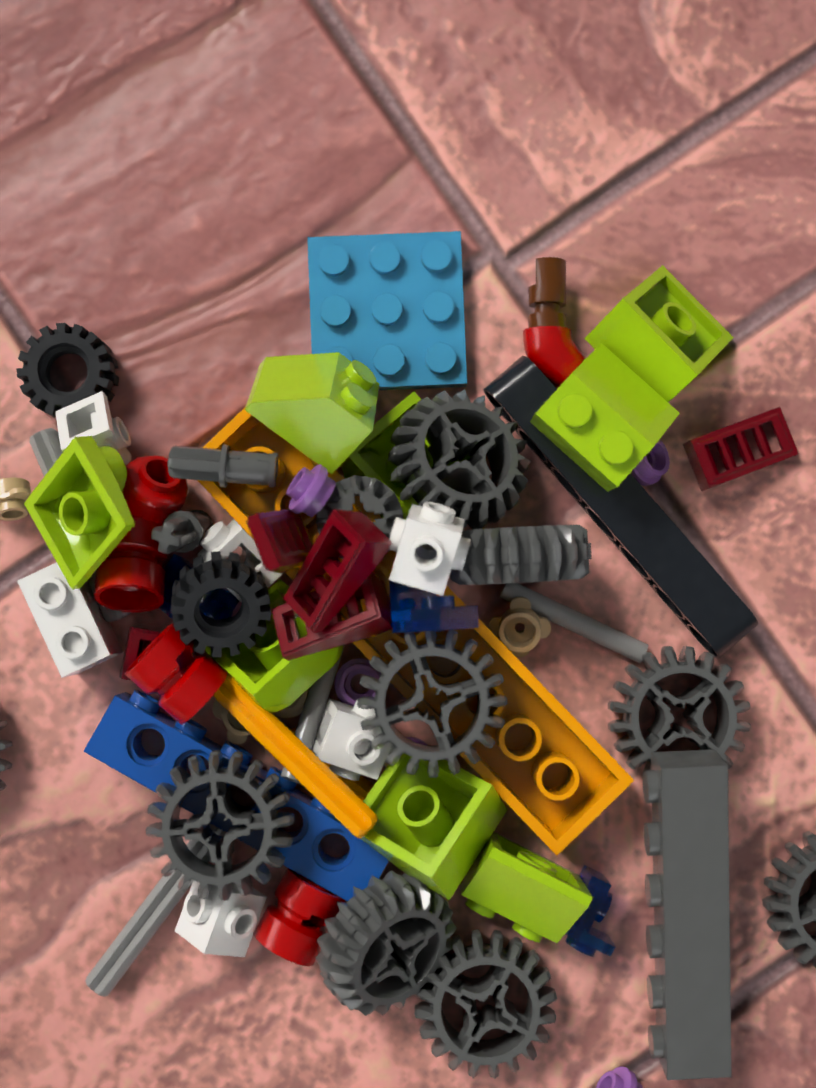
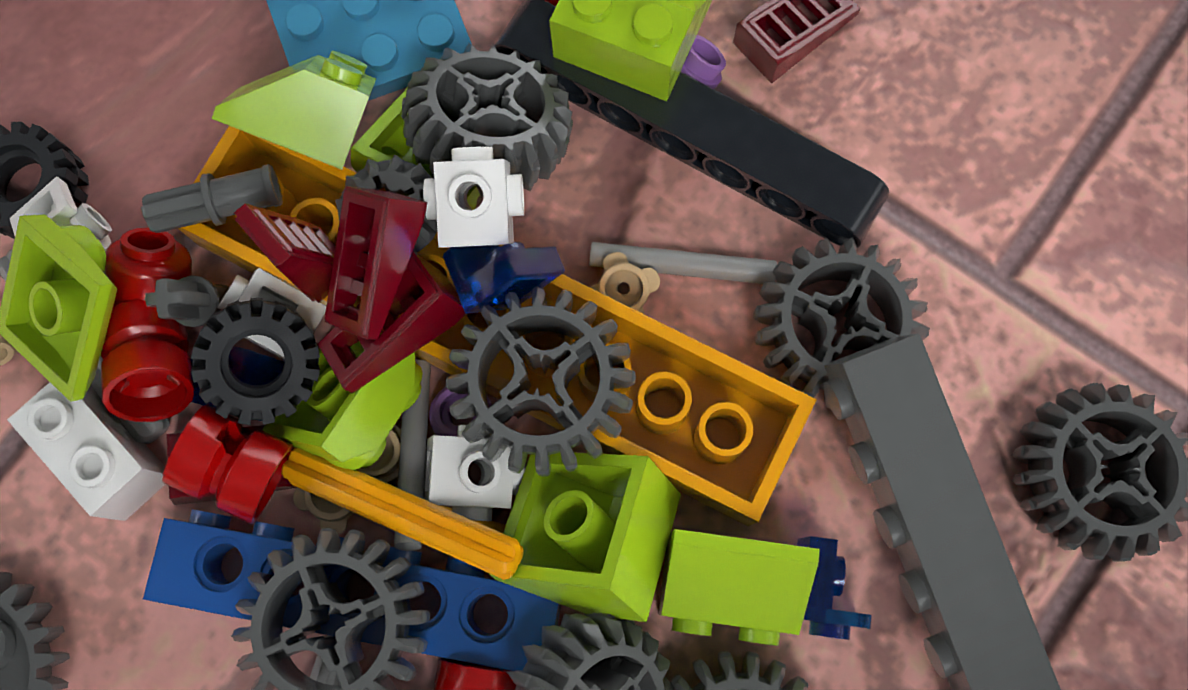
camera: 15 degrees left, 10 degrees down
(310, 490) = (319, 190): medium lavender plate -> none
(524, 555) = (593, 188): dark grey gear -> none

